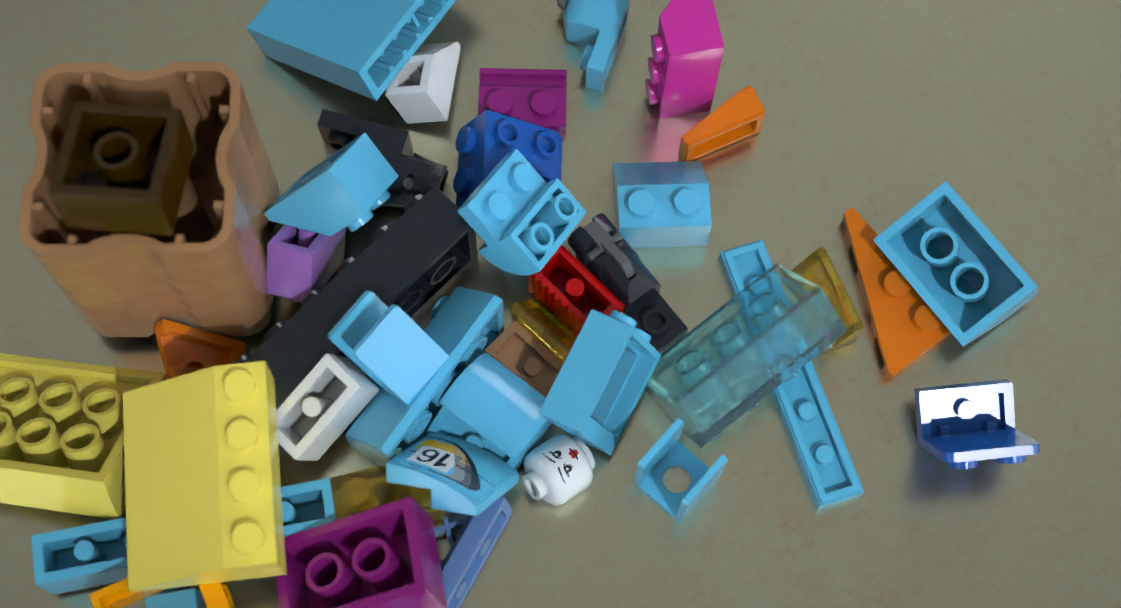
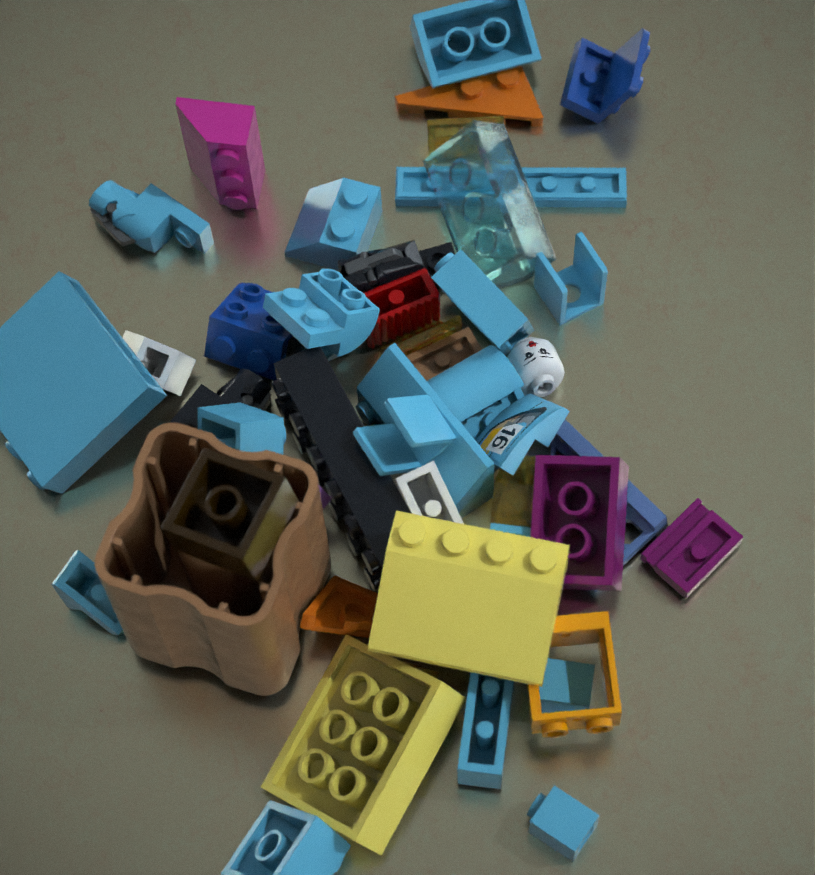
camera: 65 degrees left, 5 degrees down
(526, 95) = (194, 298): magenta plate -> none
(729, 123) = (285, 146): orange slope -> none

